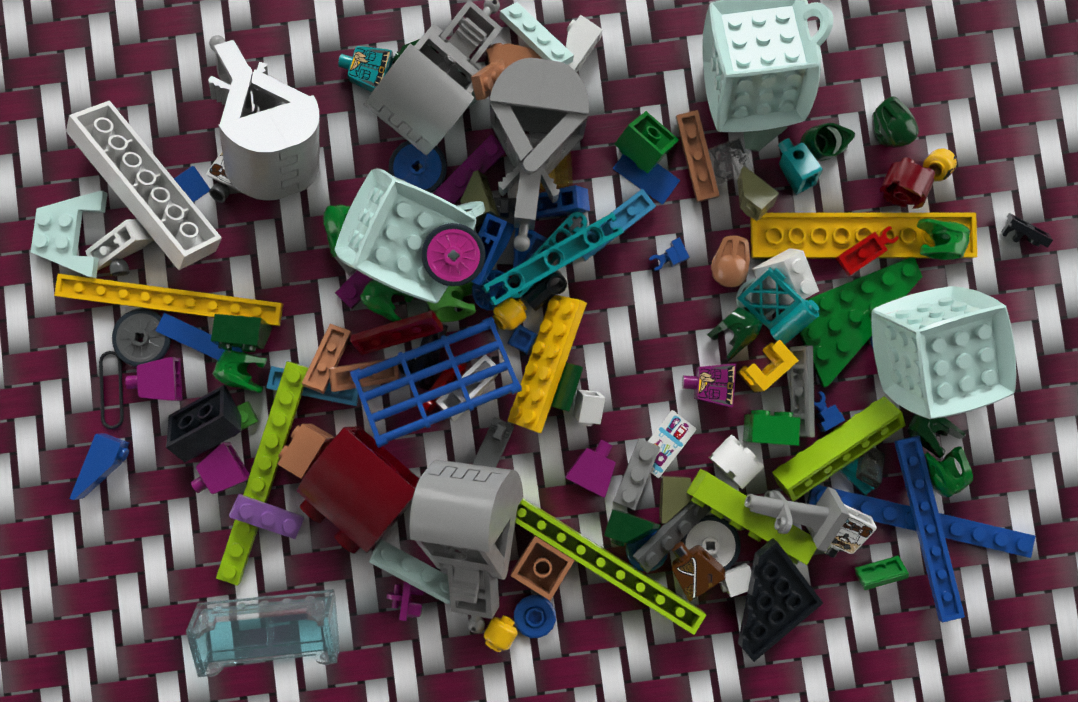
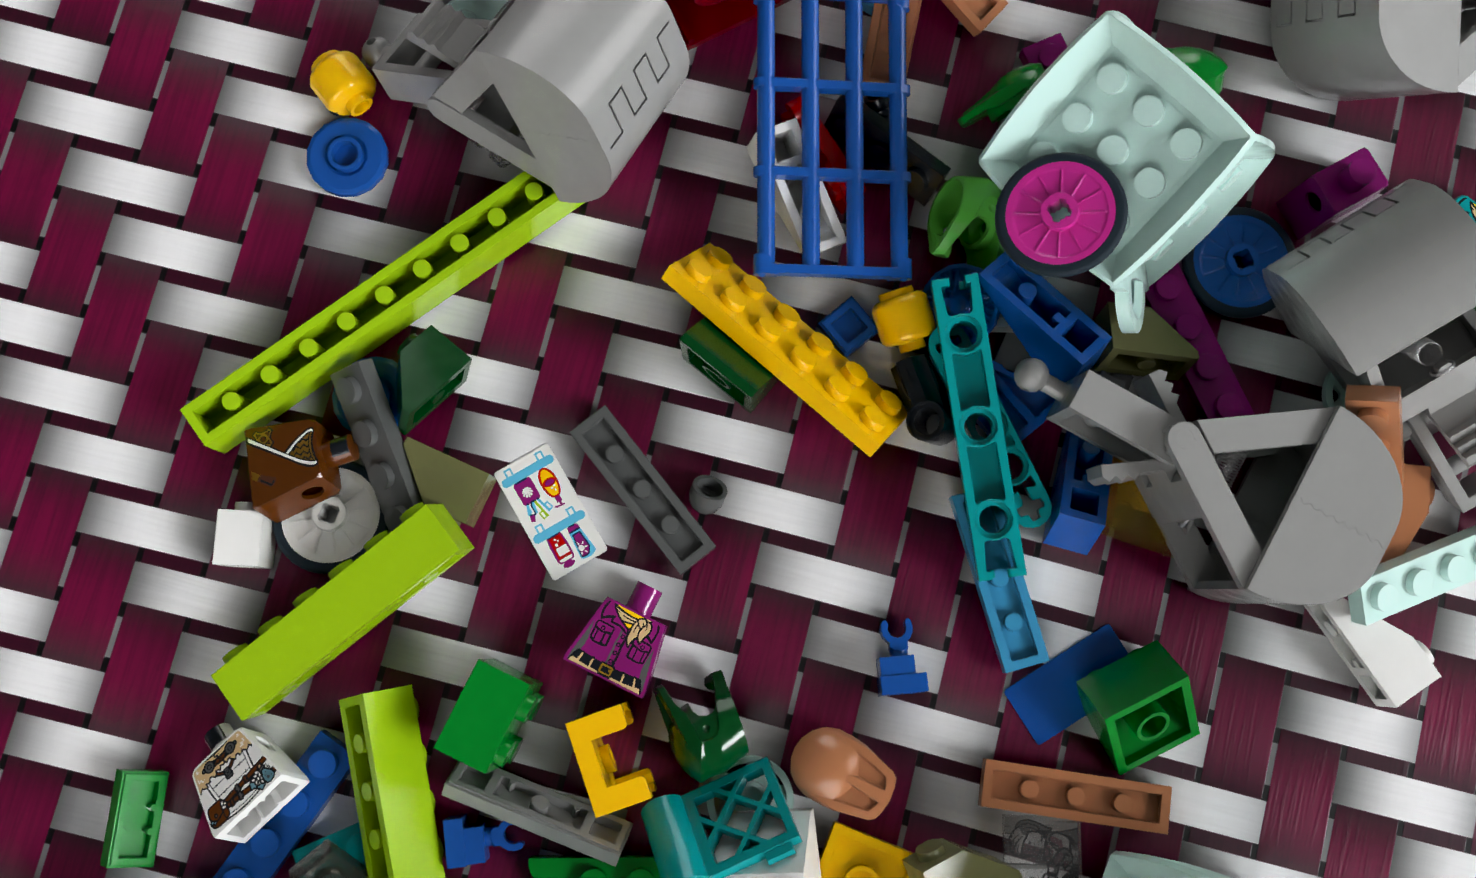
camera: 115 degrees right, 5 degrees down
(368, 134) = (1340, 189): none -> magenta torso
(397, 332) = (947, 103): dark red plate -> none
(494, 443) = (672, 197): dark grey hinge -> none
(542, 567) = (420, 189): nougat brick -> none
(588, 407) = (674, 391): white brick -> none
(593, 469) = (557, 357): magenta torso -> none
(629, 373) = (707, 494): none -> dark grey hinge
(636, 474) = (518, 435): light grey plate -> none
(639, 404) = (643, 490): none -> dark grey plate
(736, 461) = (457, 621): white brick -> none
(775, 600) = (176, 588): black plate -> none
(821, 520) = (276, 740): light grey piece -> none

